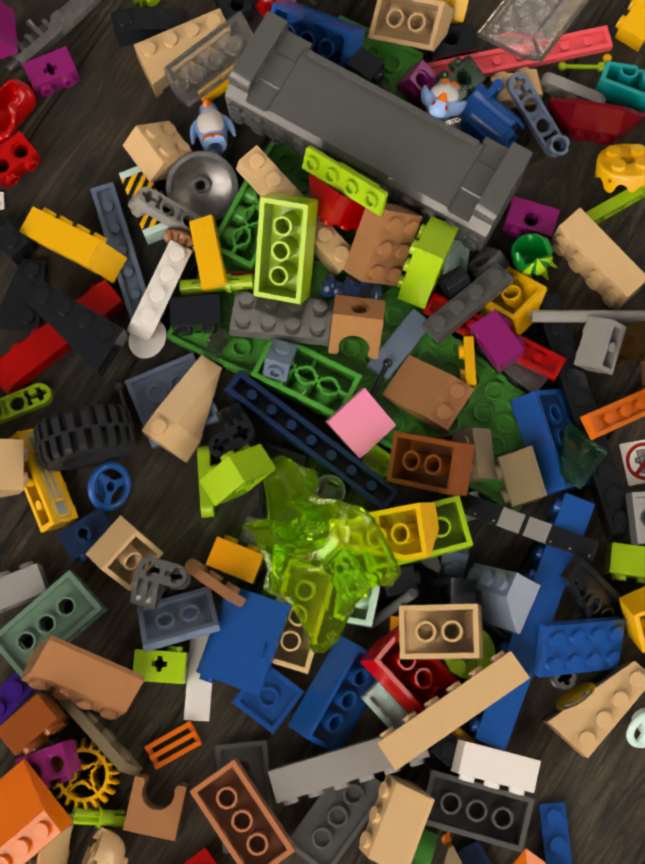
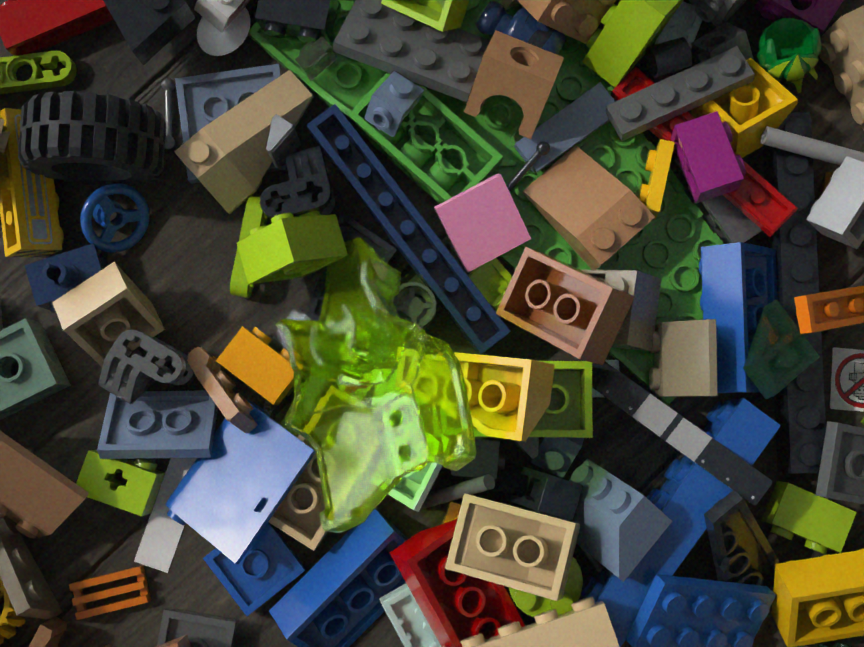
camera: 15 degrees right, 5 degrees up
(210, 403) = (281, 140): none -> flat silver slope

